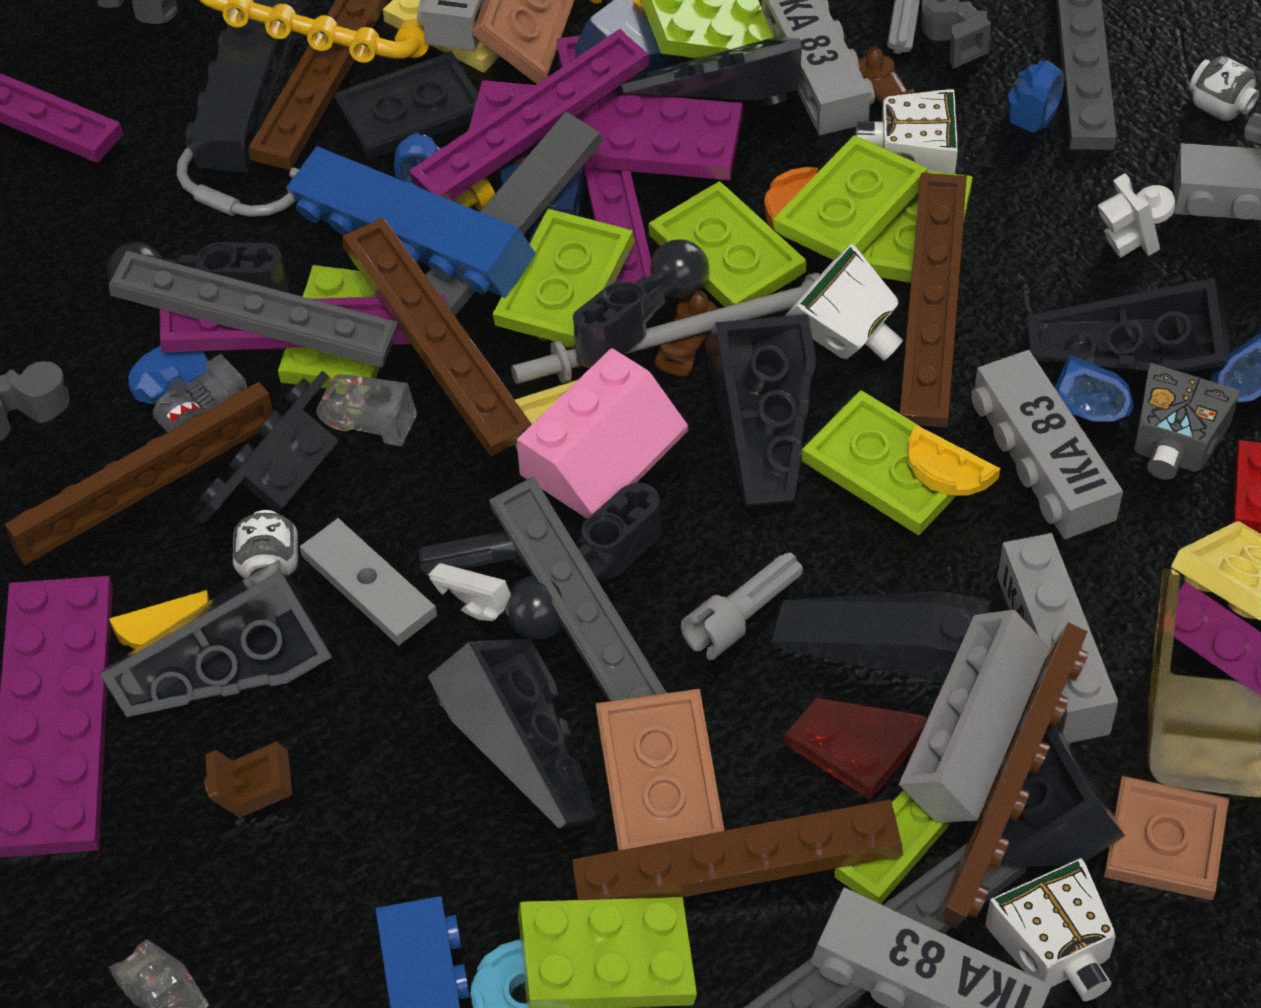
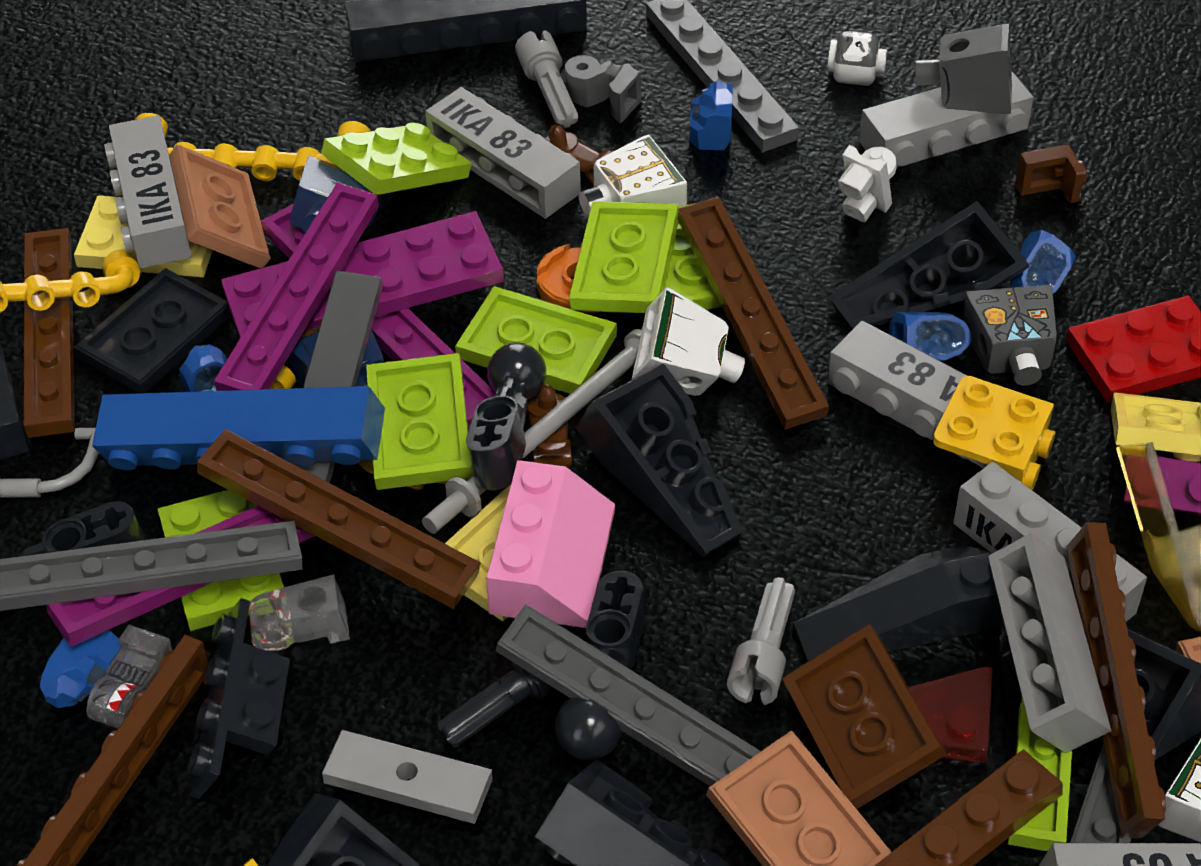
camera: 30 degrees left, 5 degrees down
(262, 541) = (282, 787): head -> none
(483, 594) = (523, 740): white tile -> none
(747, 72) = (458, 184): black wedge -> none
(775, 707) = (863, 717): none -> reddish brown plate
(868, 456) = (803, 464): lime plate -> none
(947, 466) = (859, 445): yellow tile -> none
(1085, 509) = (997, 427): none -> yellow bracket

